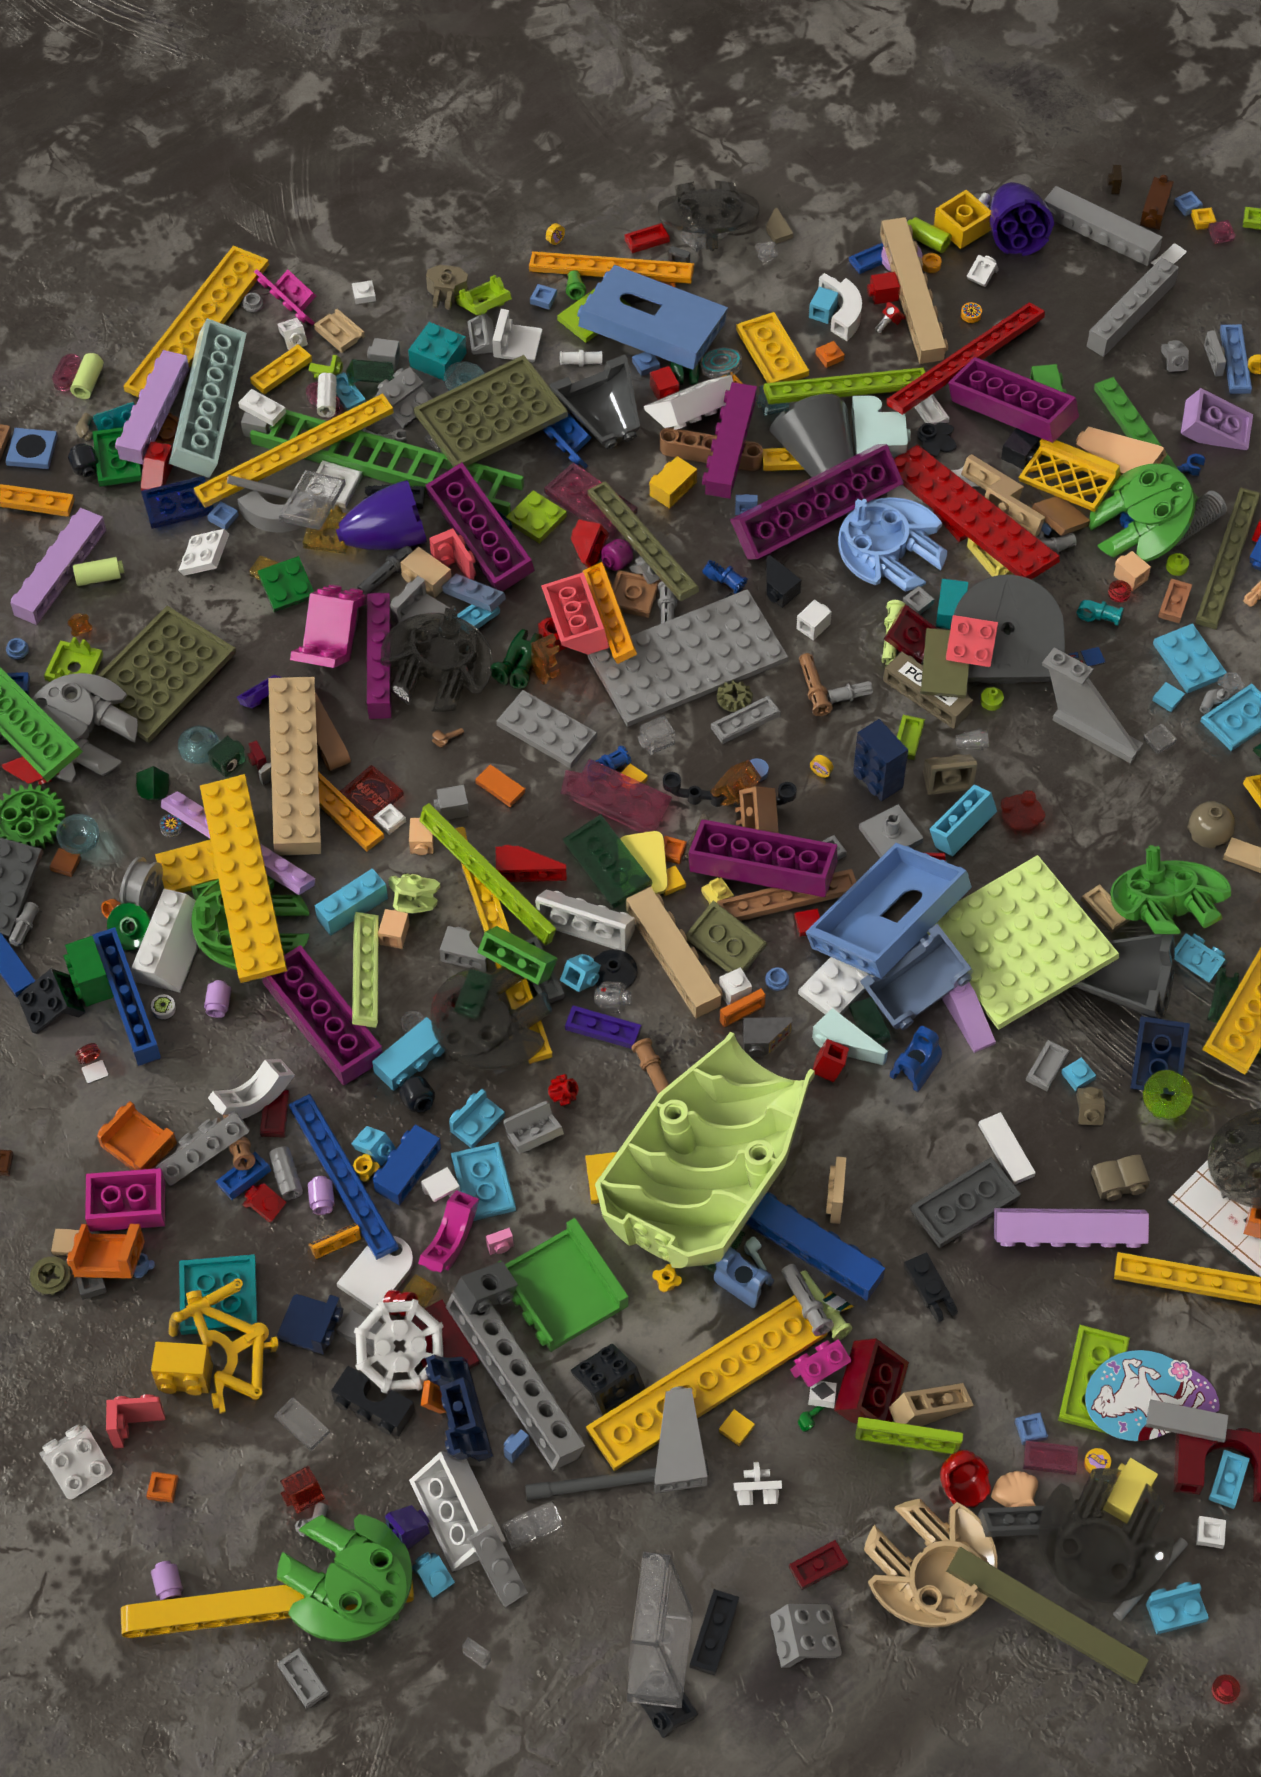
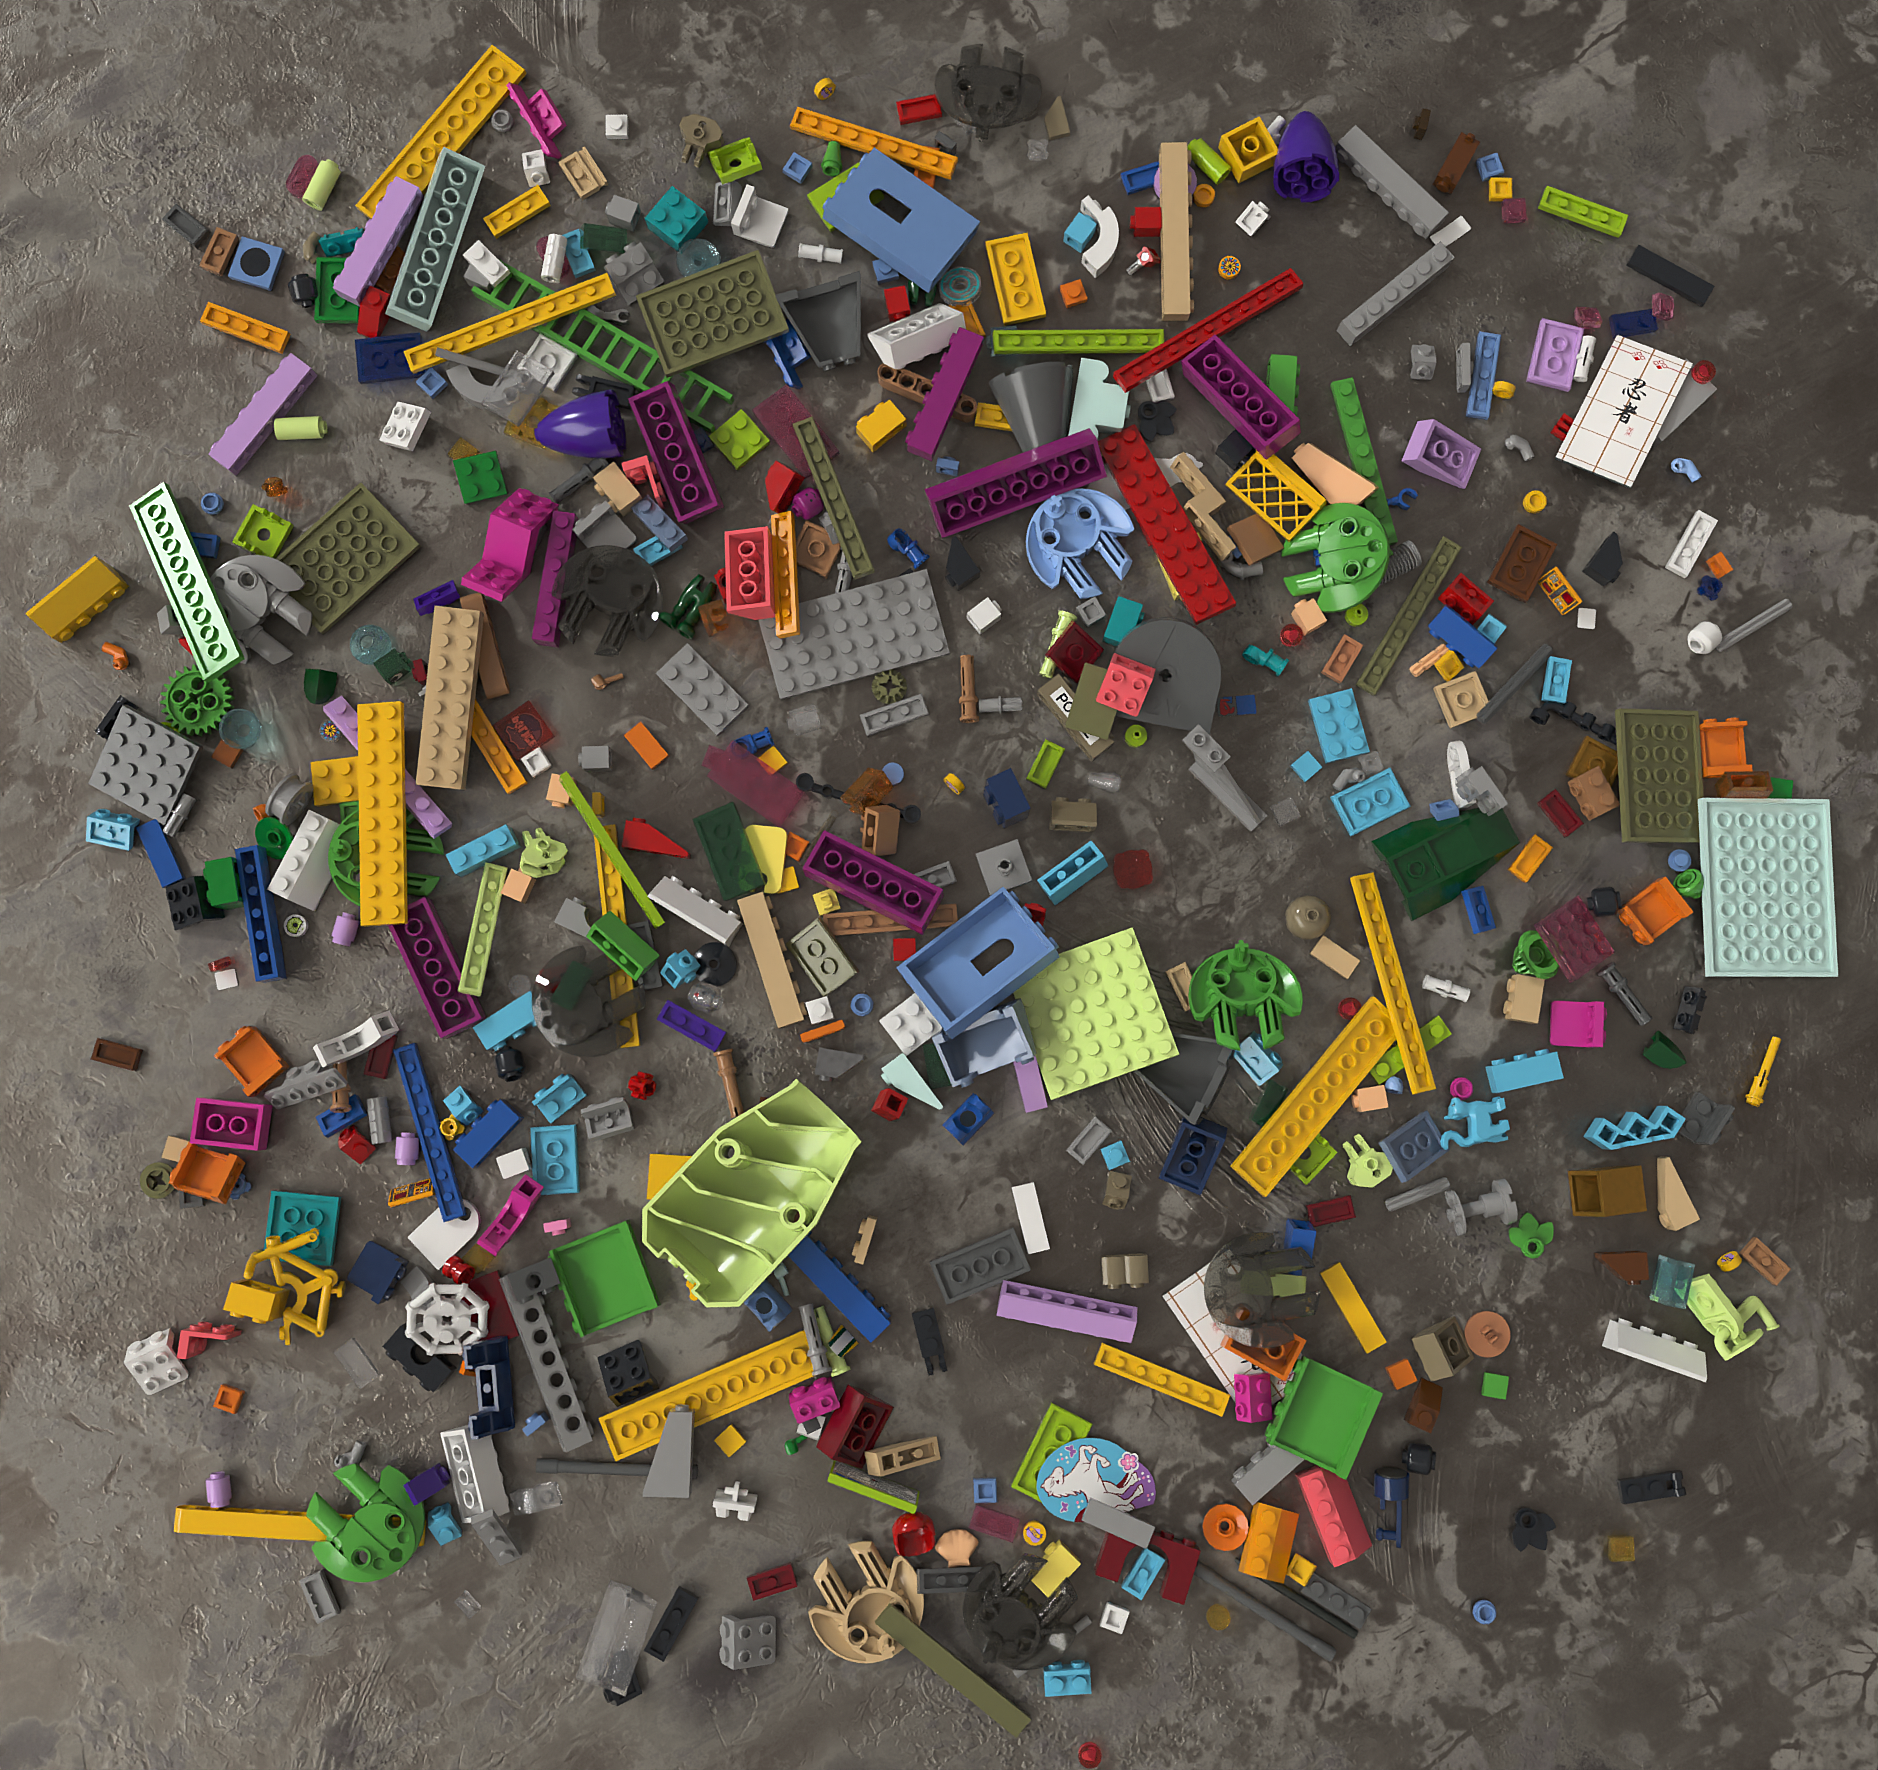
camera: 10 degrees right, 25 degrees up
(301, 1490) = (344, 1430): clear red brick -> none
(335, 368) = (558, 224): lime bracket -> none
(1161, 1107) = (1188, 1184): clear neon green plate -> none

